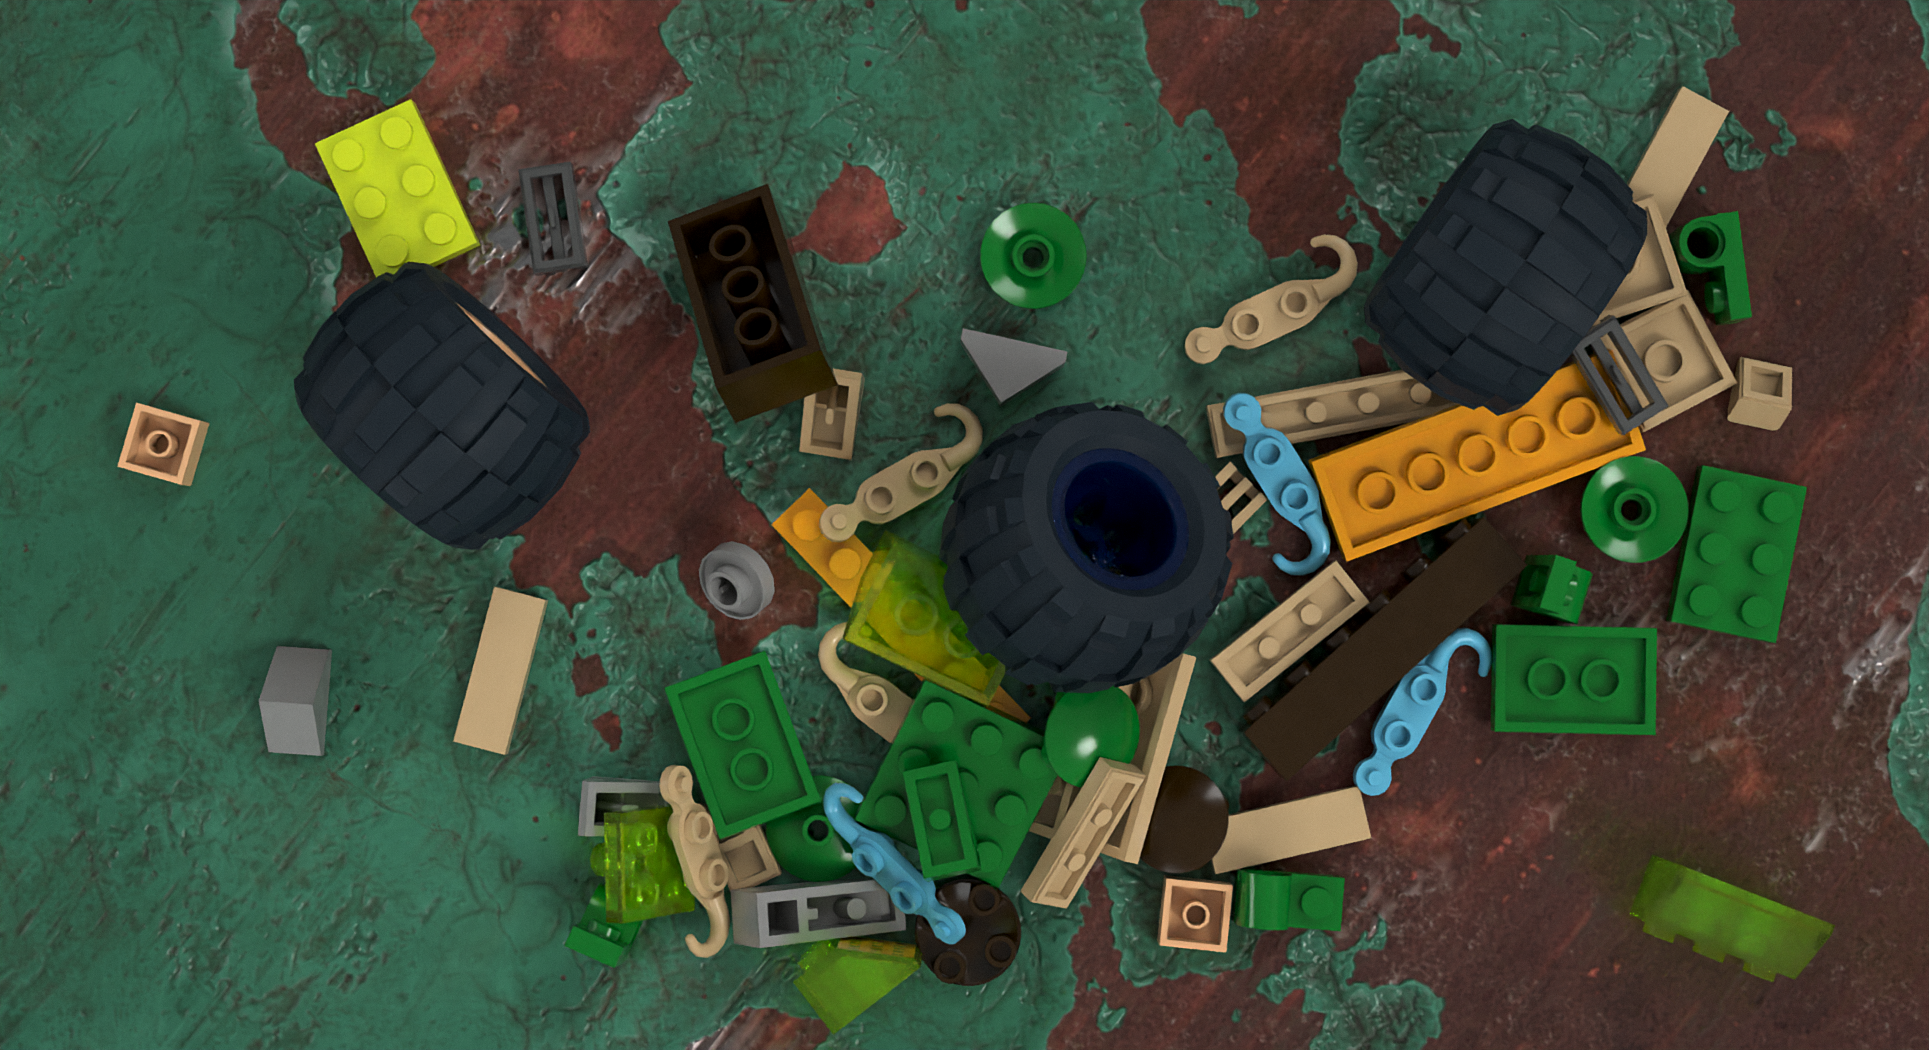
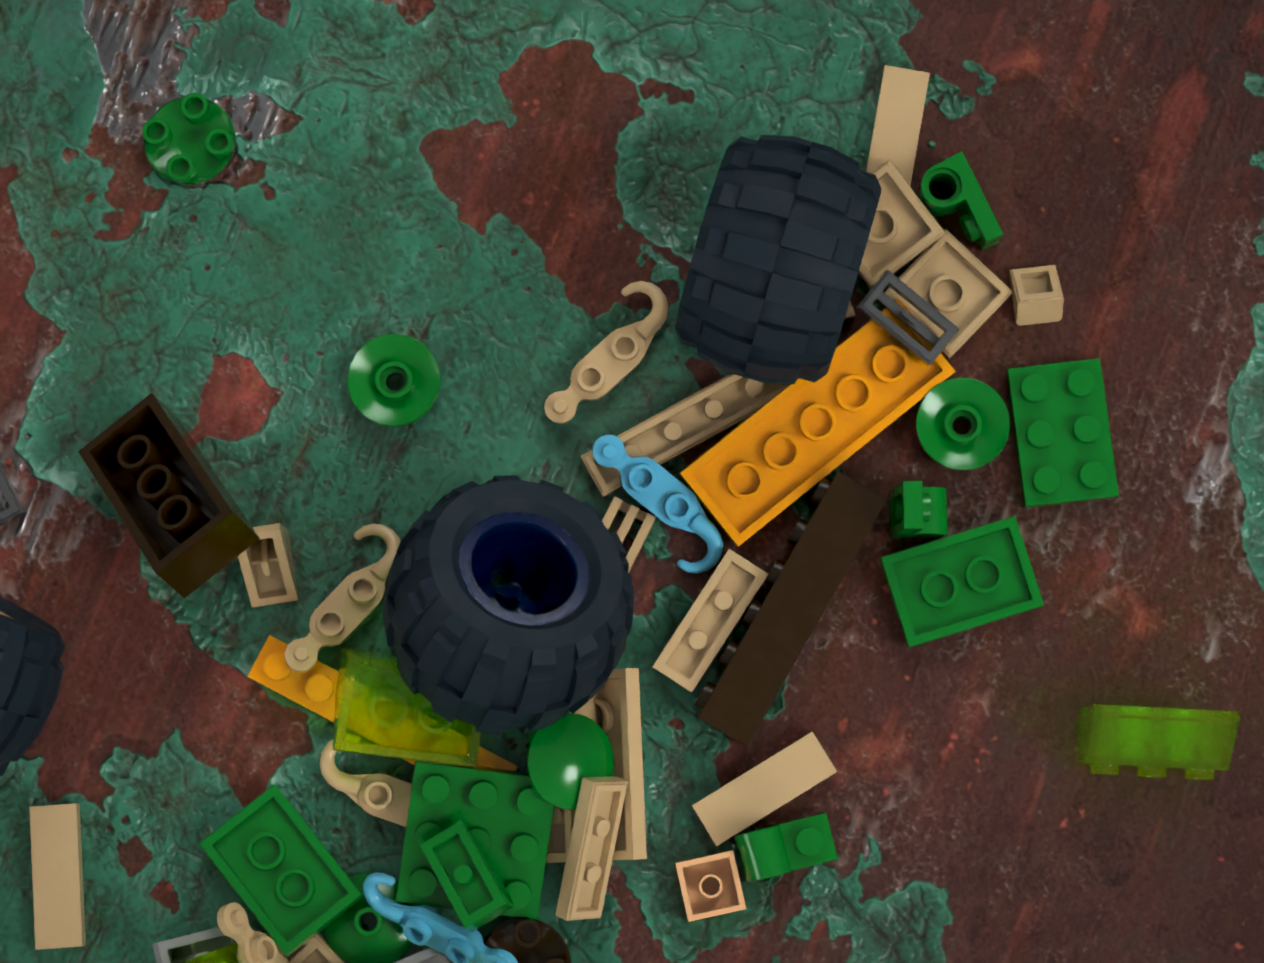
camera: 15 degrees left, 5 degrees down
(736, 580) = (232, 732): light grey plate -> none
(1010, 364) = (404, 476): light grey slope -> none
(1186, 822) = (675, 810): dark brown dish -> none
(1412, 708) = (835, 650): medium azure piece -> none

